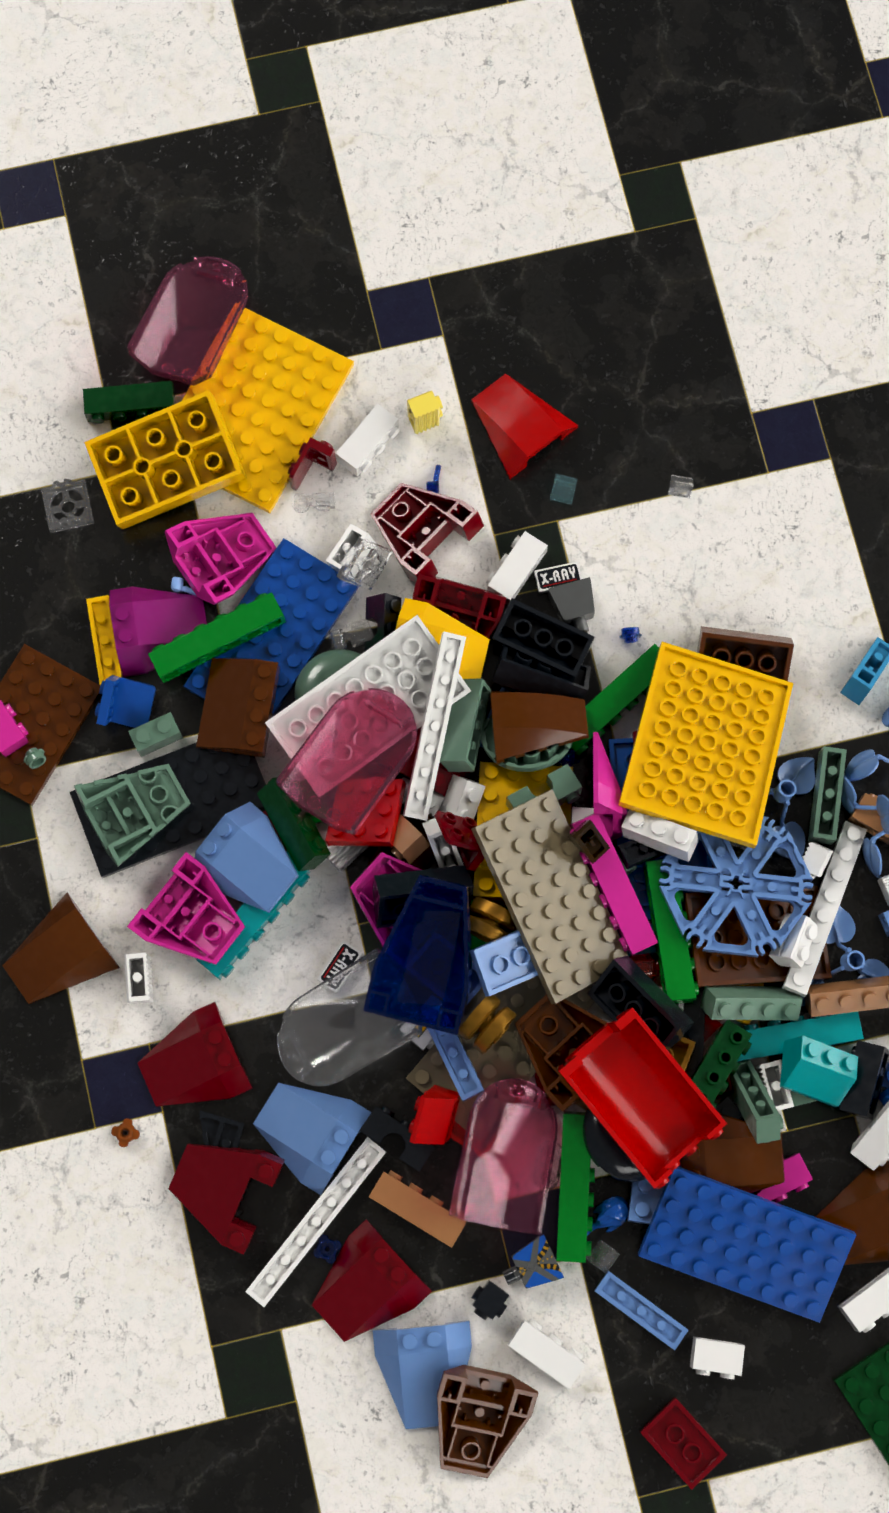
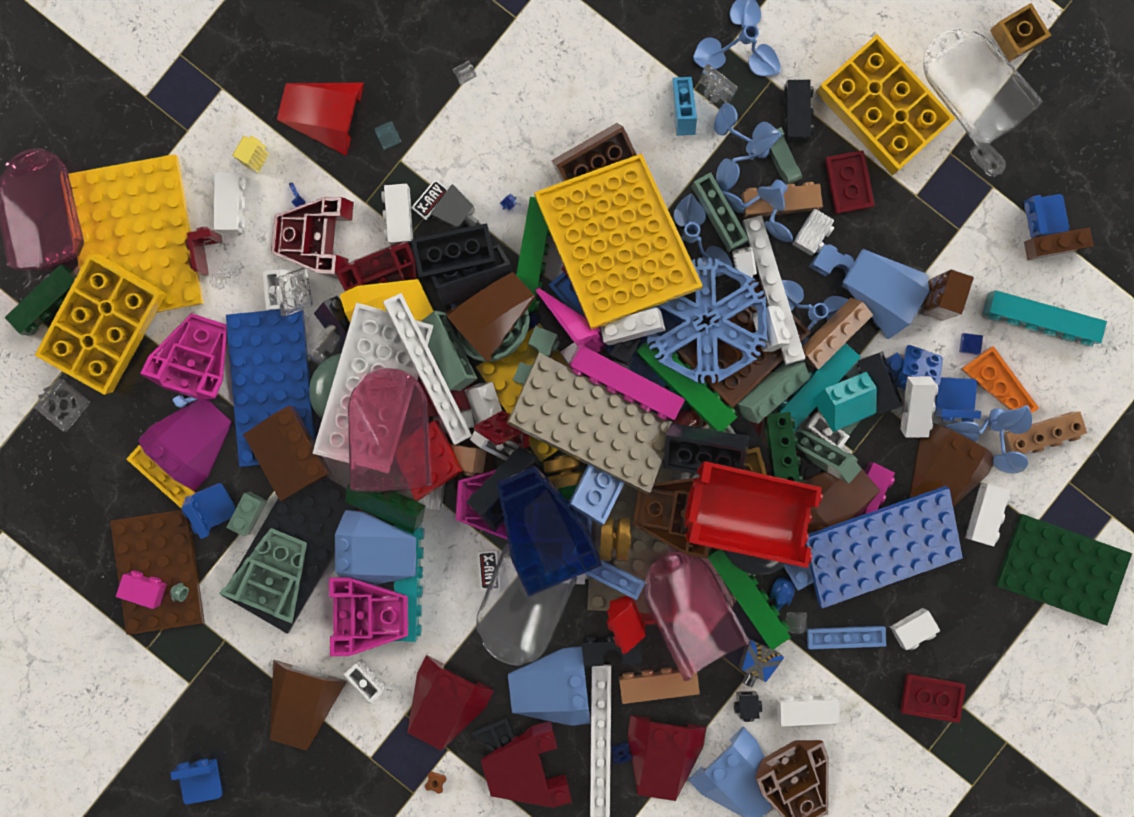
camera: 35 degrees left, 10 degrees up
(217, 637) = (234, 418): green brick -> none
(589, 841) = (590, 369): dark brown slope -> none

